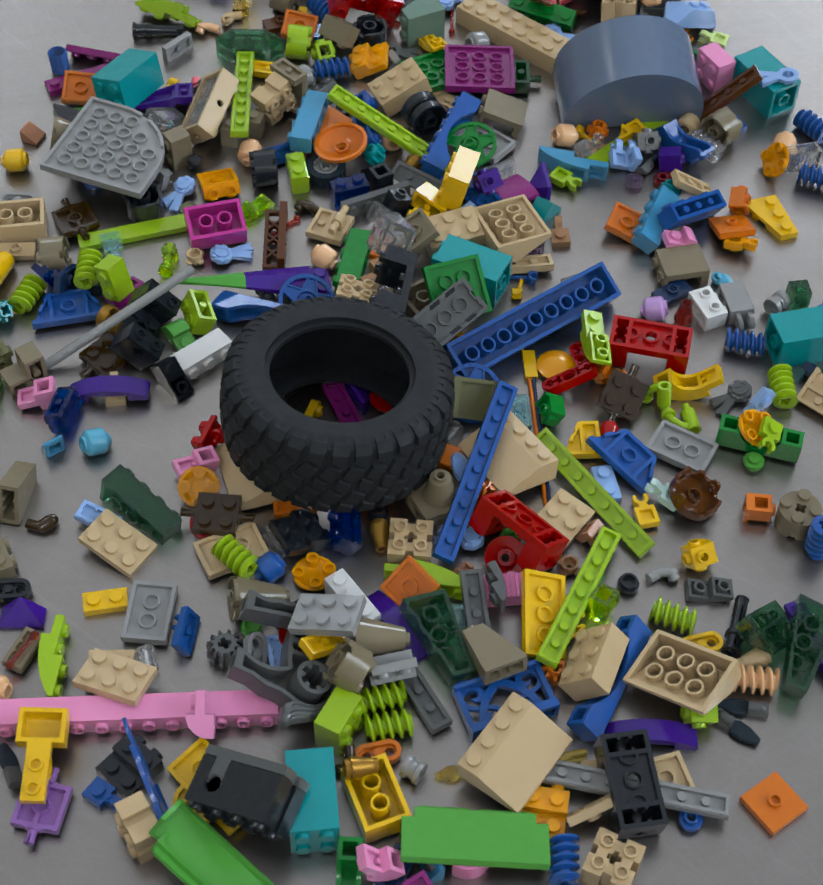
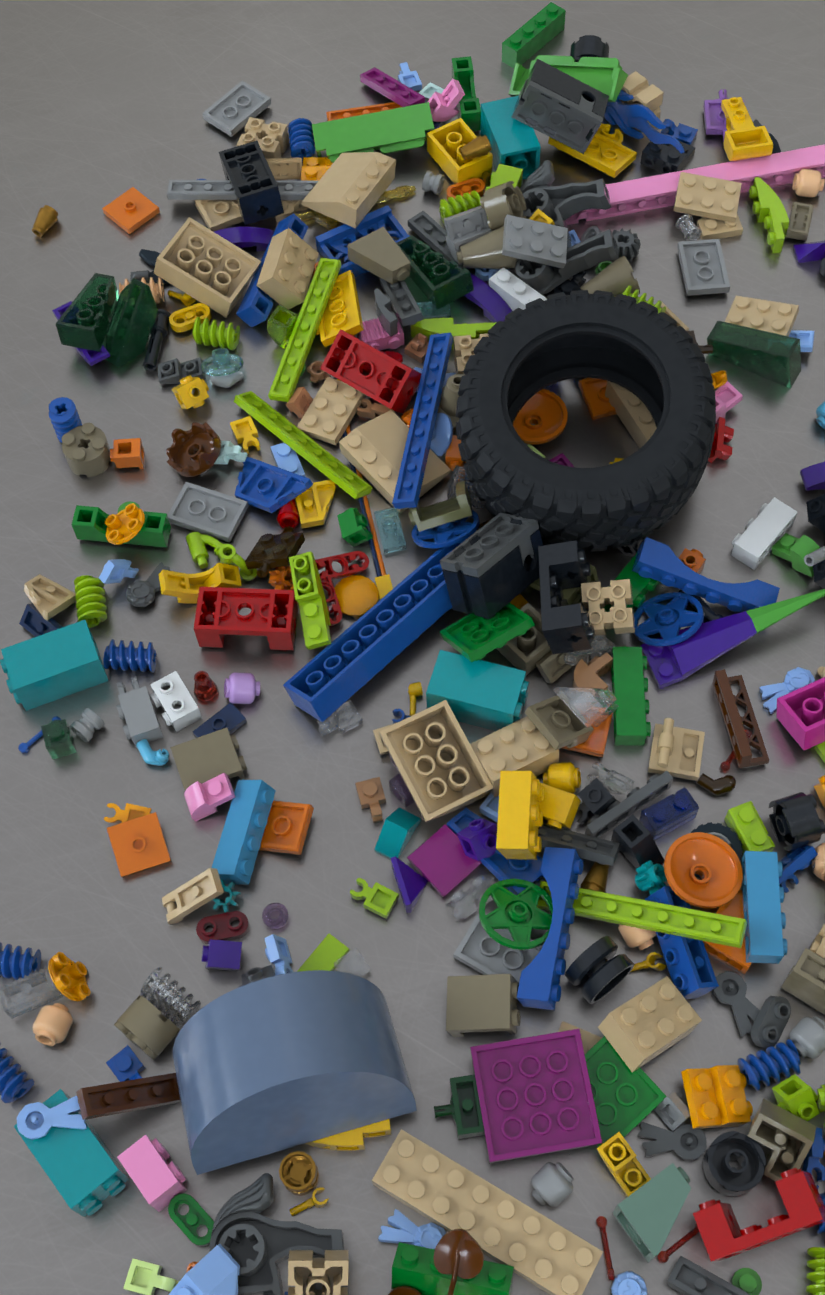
camera: 175 degrees right, 10 degrees up
(33, 636) = (804, 200): clear red hinge -> none
(105, 601) = (749, 274): yellow plate -> none
(172, 378) = (790, 493): black slope -> none
(185, 631) = (663, 254): blue plate -> none
(198, 311) = (788, 577): lime brick -> none
(201, 722) = (619, 171): bright pink brick -> none
(256, 208) = (786, 768): clear neon green slope -> none
(324, 257) = (667, 695): light nougat head -> none
(408, 580) = (468, 313): orange plate -> none
(564, 135) = (387, 979): light nougat head -> none
(580, 167) = (378, 926): dark azure slope -> none
(618, 157) = (299, 951): light blue plate -> none
(628, 583) = (259, 363): black plate -> none
(648, 165) = (254, 956): dark grey piece -> none
(652, 573) = (221, 360): none -> clear light blue piece
(691, 209) = (192, 839): blue brick -> none
(694, 148) = (192, 973): blue arch -> none
(739, 200) = (125, 885): orange brick -> none
(770, 432) = (110, 518): lime plate -> none
(774, 216) = (81, 885): yellow wing -> none

